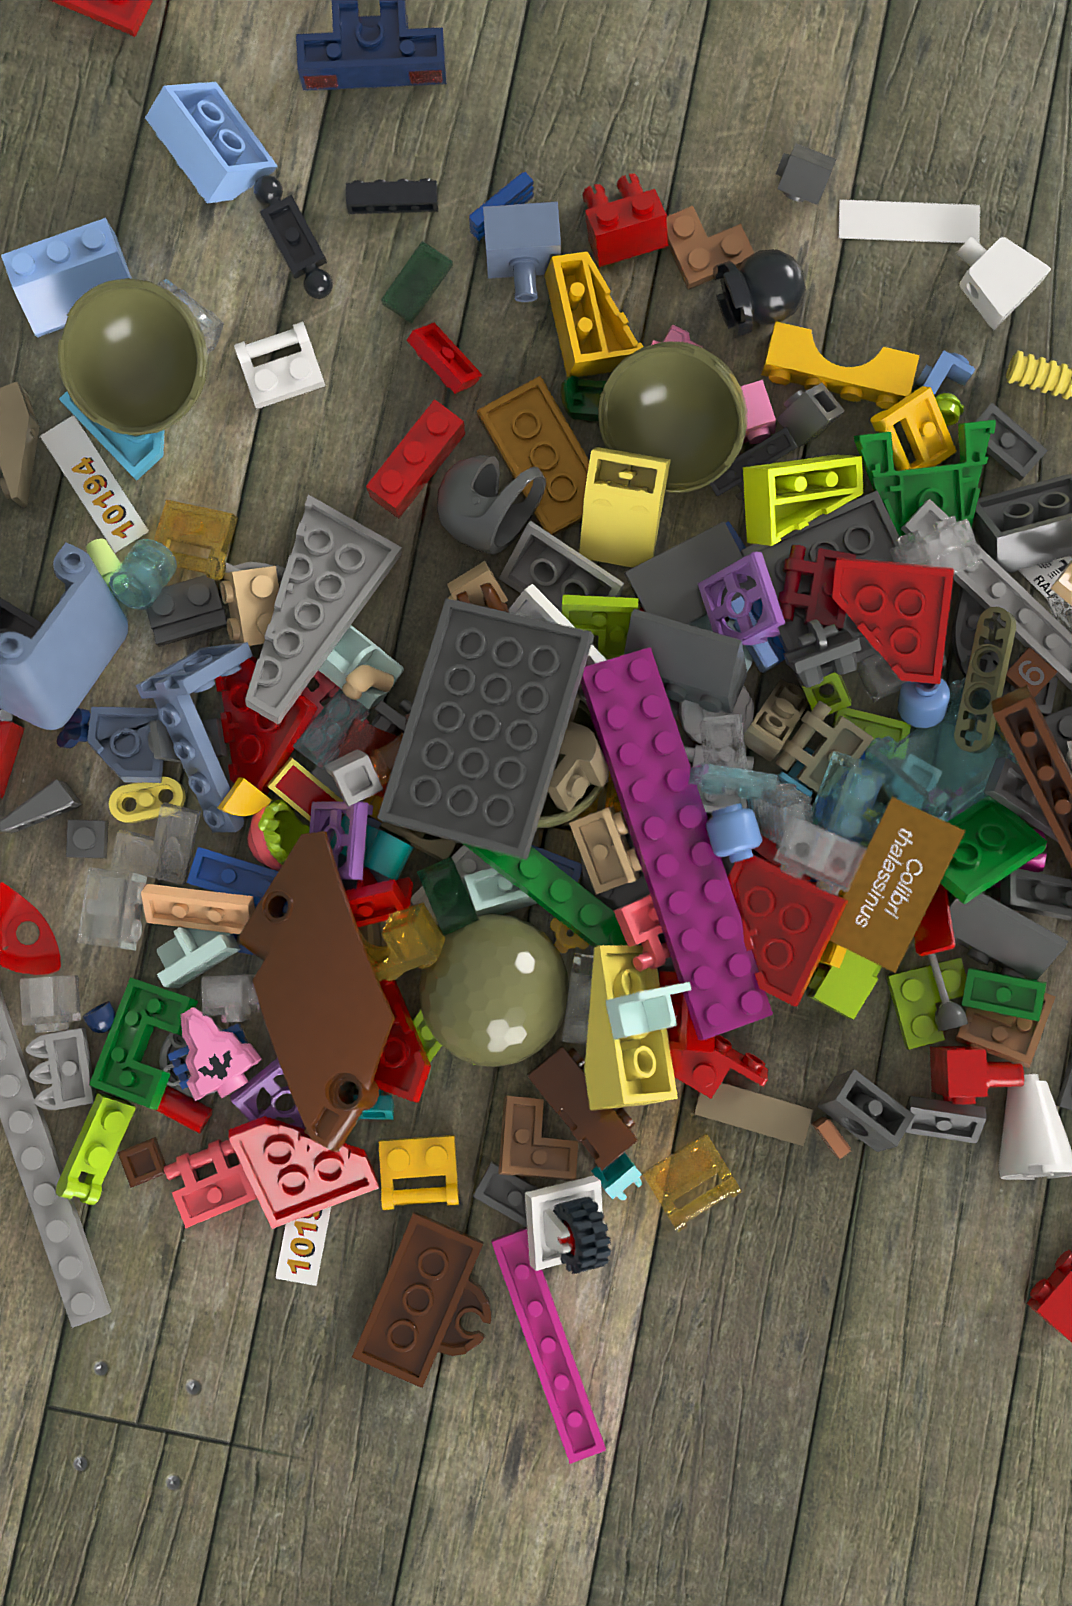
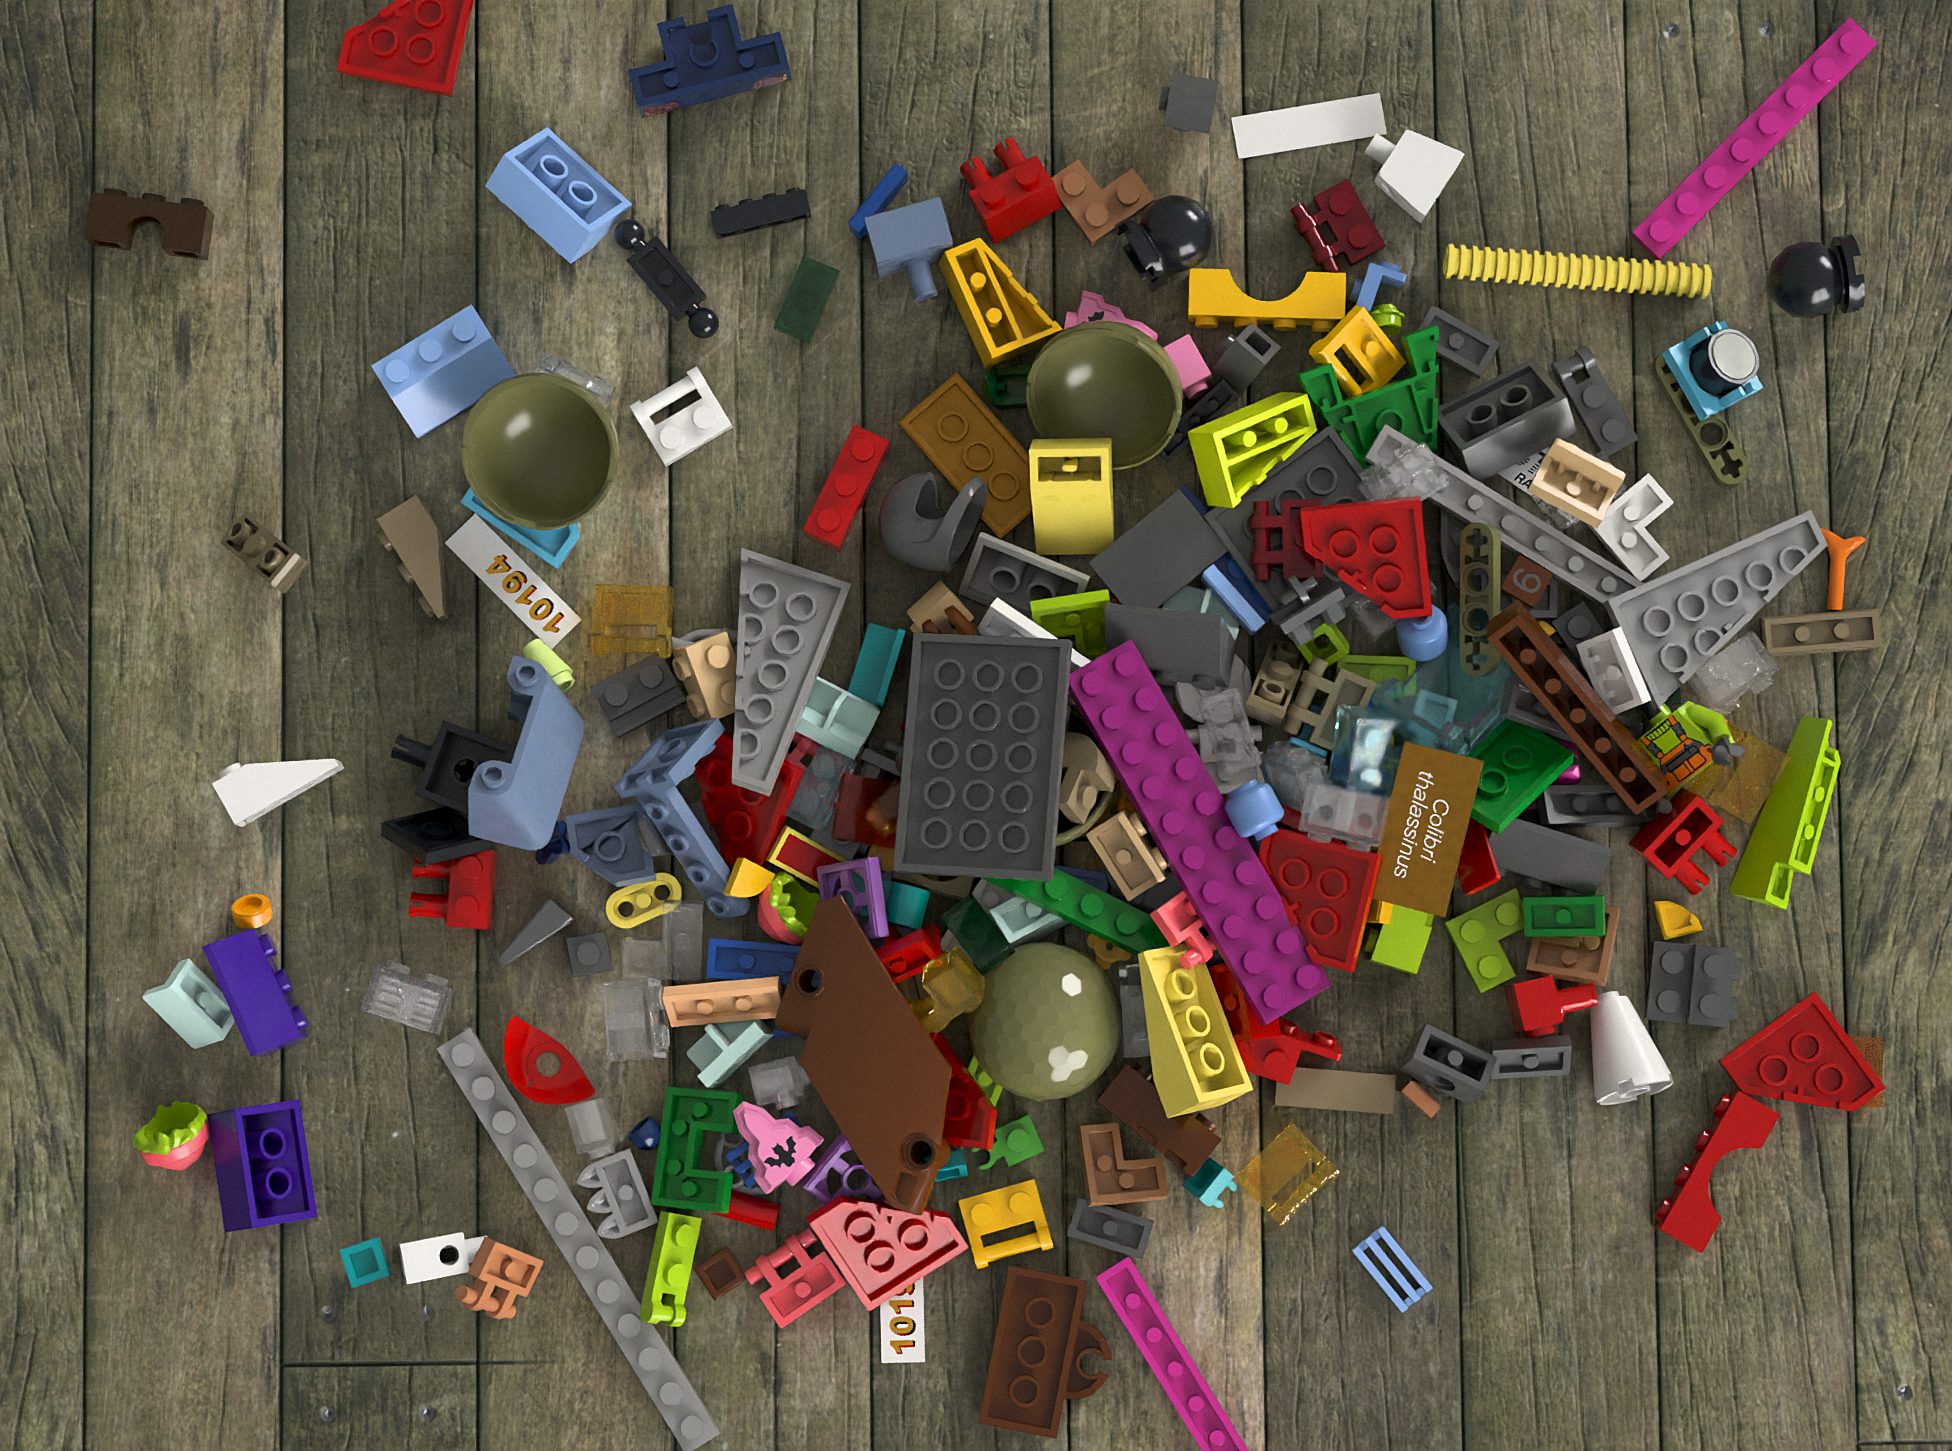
camera: 10 degrees left, 0 degrees up
(143, 574) = (591, 668): clear light blue wheel -> none
(354, 776) = (858, 832): light grey panel -> none
(364, 678) = (843, 729): tan arm -> none
(411, 627) = (877, 664): none -> teal panel
(443, 1097) = (1015, 1142): none -> bright green plate
(444, 357) = (852, 374): red plate -> none
(567, 1226) = (1169, 1243): plate -> none
(643, 1011) = (1200, 1007): light aqua panel -> none
(718, 778) = (1226, 759): clear light blue plate -> none
(730, 577) = (1182, 568): medium lavender piece -> none
(787, 1321) = (1413, 1295): none -> light blue tile
(927, 314) = (1347, 222): none -> dark red plate
(949, 1013) = (1513, 947): dark grey hinge -> none

